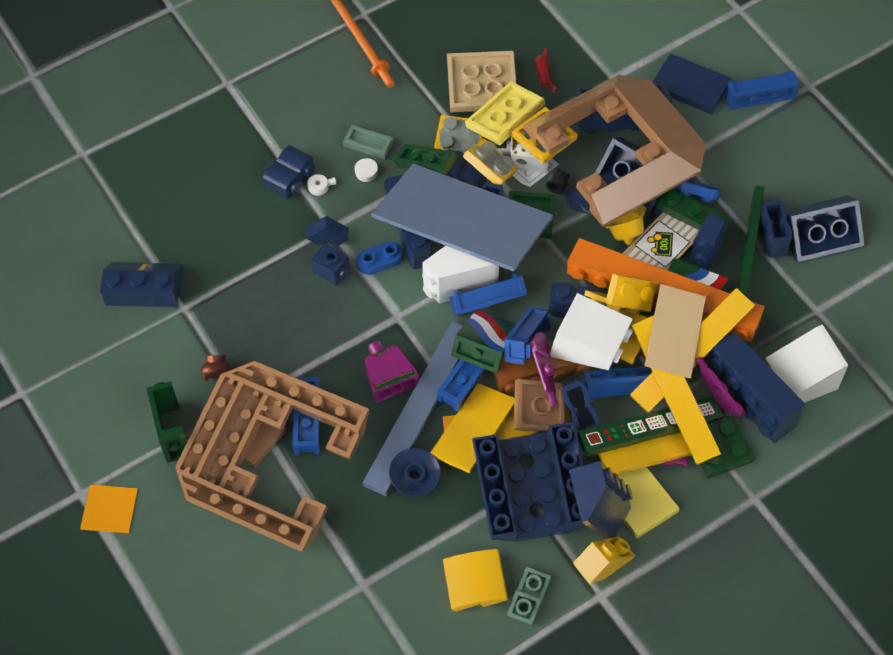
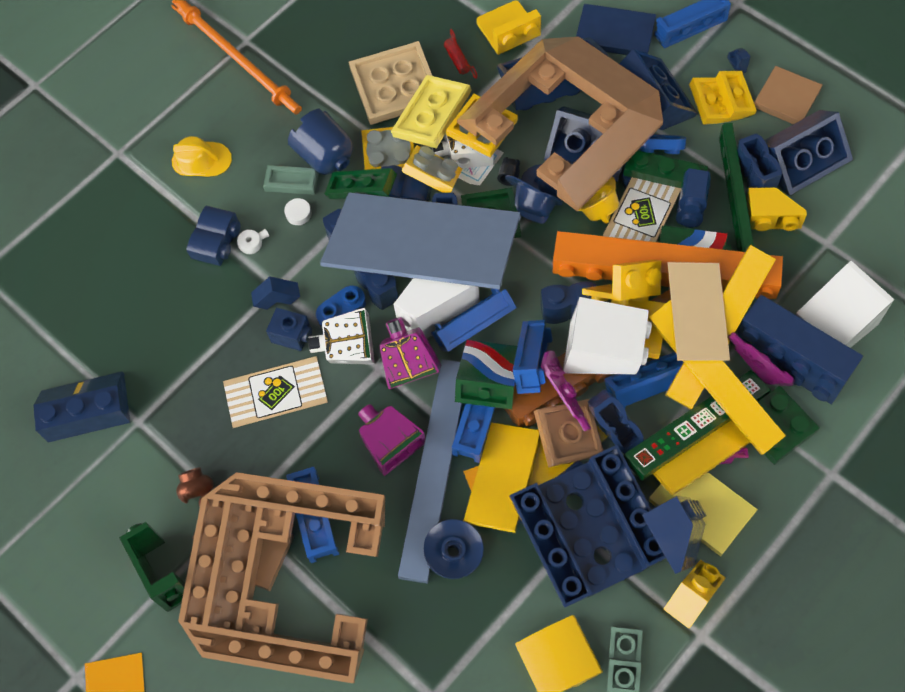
camera: 10 degrees left, 5 degrees up
(296, 104) = (200, 157): none -> yellow piece
(304, 313) = (275, 392): none -> sticker
(375, 283) = (345, 339): none -> white torso
(402, 116) = (321, 142): none -> dark blue cylinder
(422, 308) = (407, 355): none -> magenta torso
(568, 211) = (531, 202): none -> dark blue piece
(597, 57) = (509, 26): none -> yellow bracket
(719, 154) = (652, 70): none -> dark blue slope
(766, 164) = (722, 97): none -> yellow slope
(776, 270) = (773, 210): none -> yellow slope
(792, 136) = (739, 59): none -> dark blue tile
(825, 176) = (787, 95): none -> medium nougat tile

